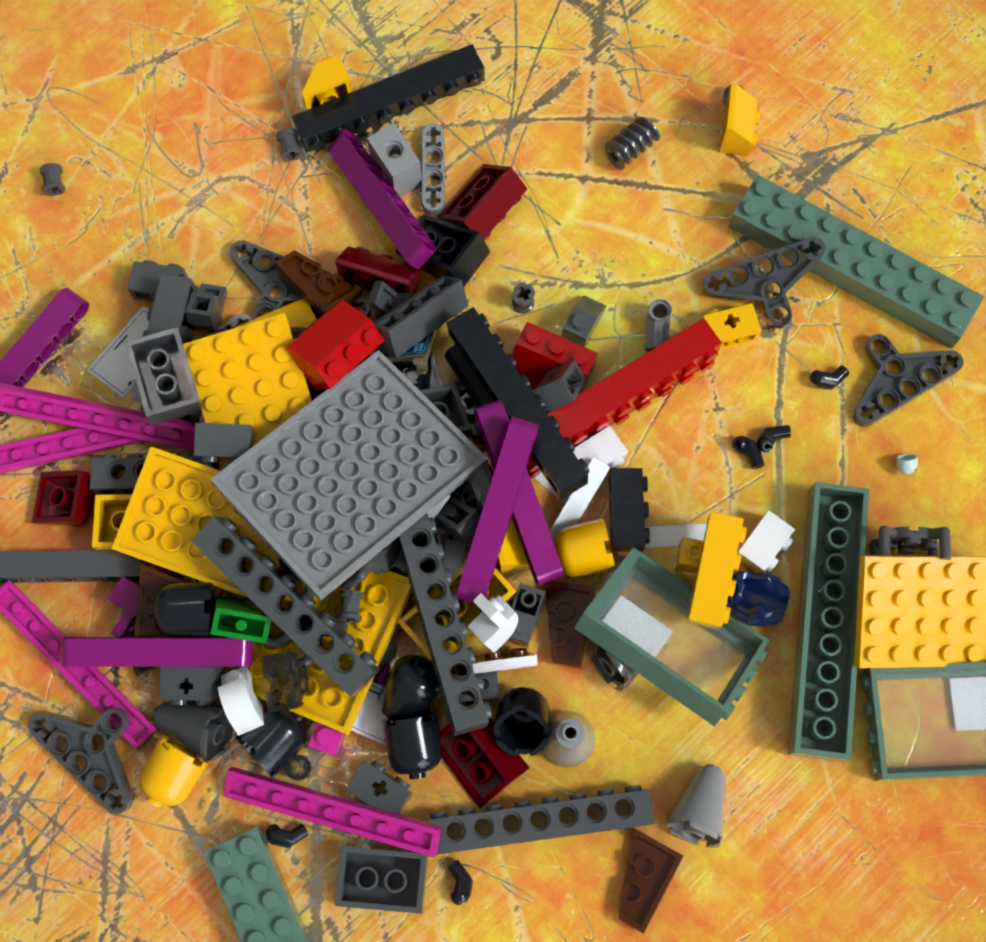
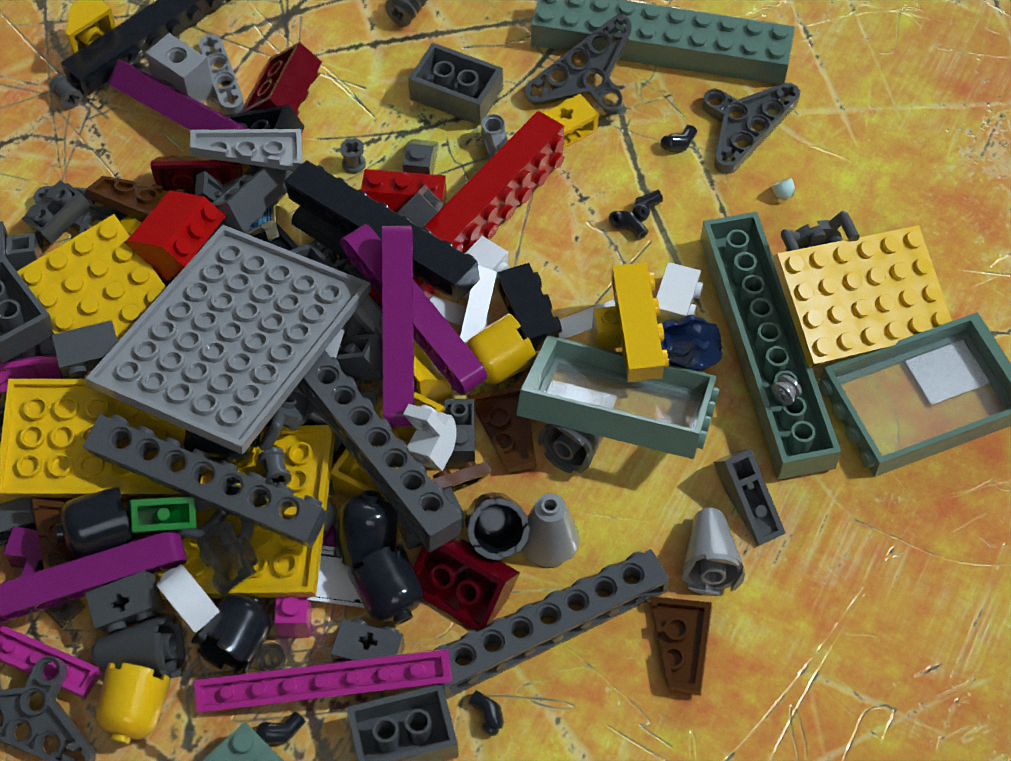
camera: 20 degrees left, 15 degrees down
(243, 275) = (56, 211): none -> dark grey brick
(431, 273) = (250, 146): none -> light grey wing
(642, 253) = (456, 83): none -> dark grey brick
(756, 763) = (750, 495): none -> dark grey slope
(824, 685) = (786, 389): none -> light grey bush

